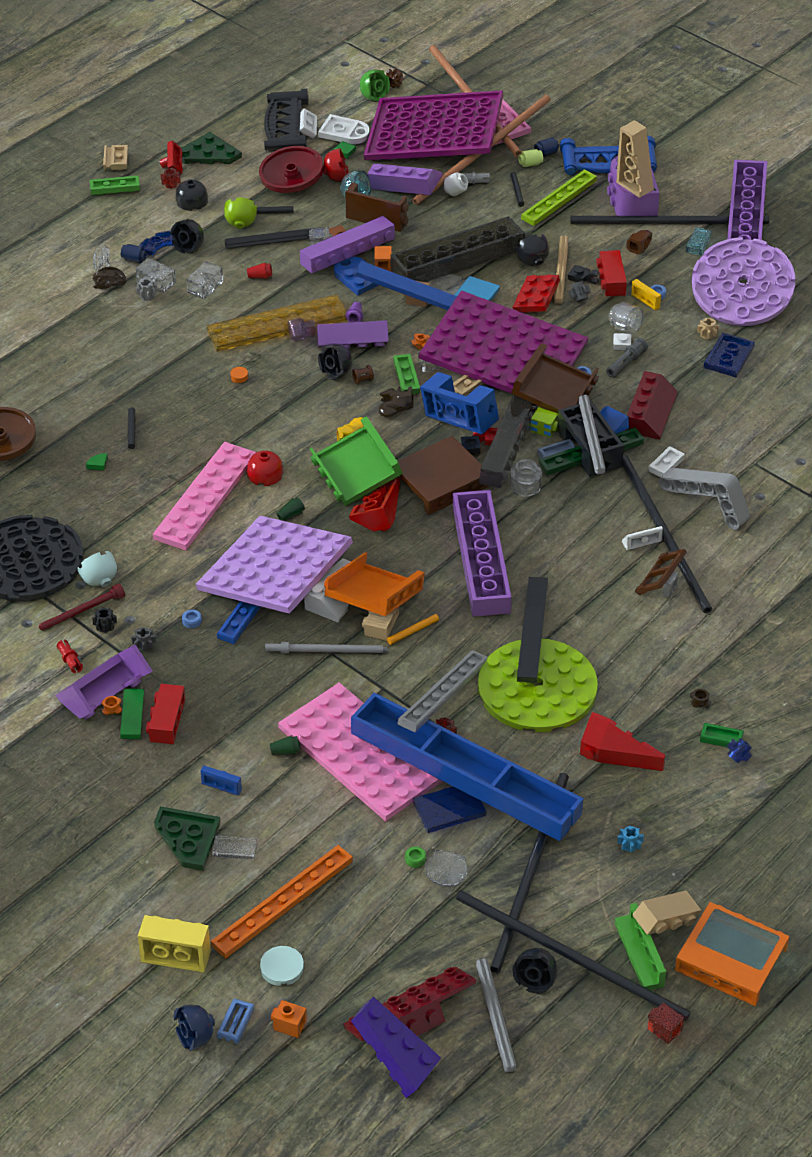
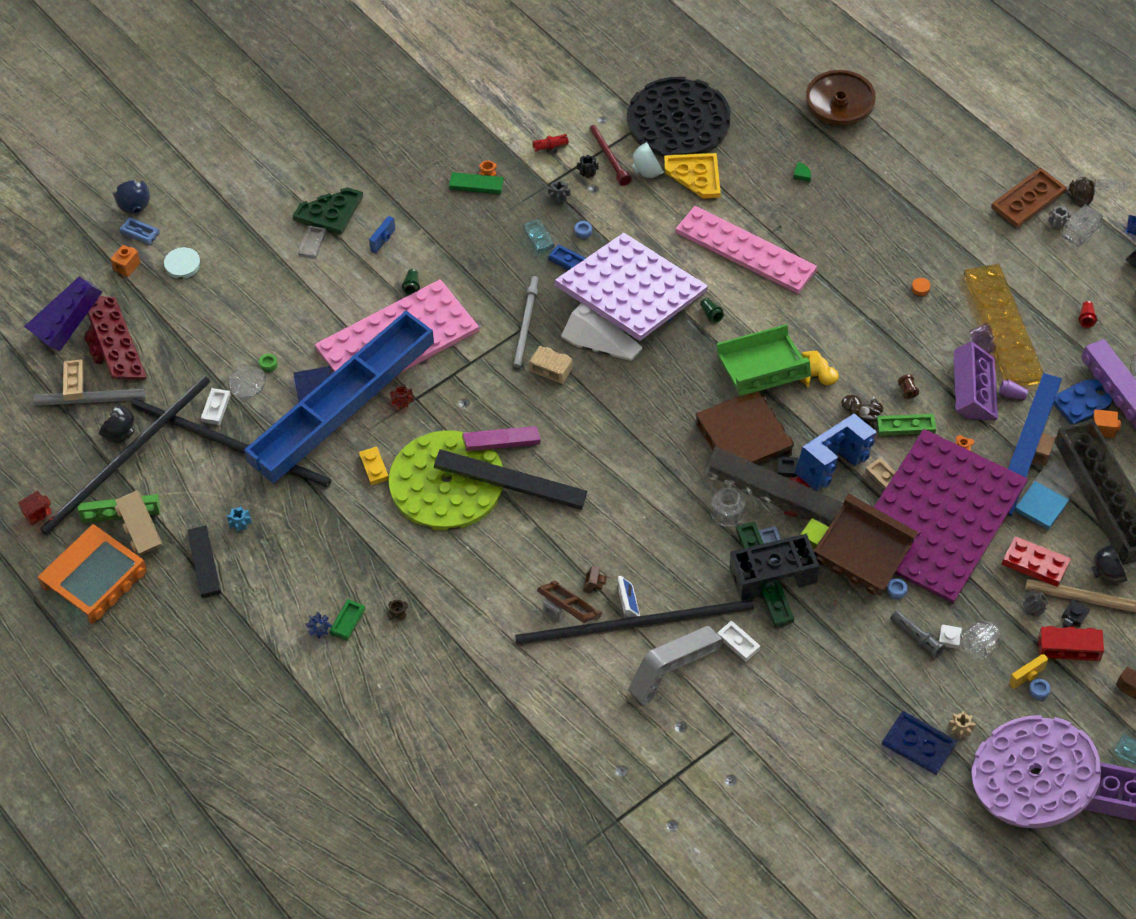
camera: 100 degrees right, 10 degrees up
(104, 681) = (506, 153): medium lavender windscreen -> none
(108, 533) = (695, 172): none -> yellow plate
(122, 309) = (1028, 197): none -> dark orange plate
(131, 428) = (849, 199): black bar -> none
(133, 253) = (1120, 209): dark blue brick -> none
(166, 713) = (466, 202): red brick -> none
(174, 943) = (212, 189): light yellow brick -> none
(205, 280) = (1072, 265): clear brick -> none
(207, 650) = (538, 236): none -> clear light blue plate
(265, 468) = (774, 295): red cylinder -> none
(281, 901) = (245, 267): orange plate -> none
(335, 360) = (927, 362): black cylinder -> none
(372, 587) = (583, 354): orange panel -> none
(379, 508) = (699, 377): red wedge -> none
(412, 629) = (538, 392): light orange bar -> none
(442, 691) = (430, 386): light grey tile -> none
(481, 553) = (620, 450): medium lavender brick -> none
(481, 1026) = (73, 380): none -> tan plate
(484, 642) = (501, 438): none -> magenta tile
(488, 888) = (215, 406): none -> white plate
(533, 744) = (373, 466): none -> yellow plate
(591, 433) = (758, 553): light grey axle -> none
(611, 745) = (351, 517): red wedge -> none
(615, 419) = (807, 598): blue slope -> none
(630, 561) = (593, 580): none -> reddish brown tile
(651, 405) = (830, 641): dark red slope -> none
(686, 863) = (204, 561): none -> black tile

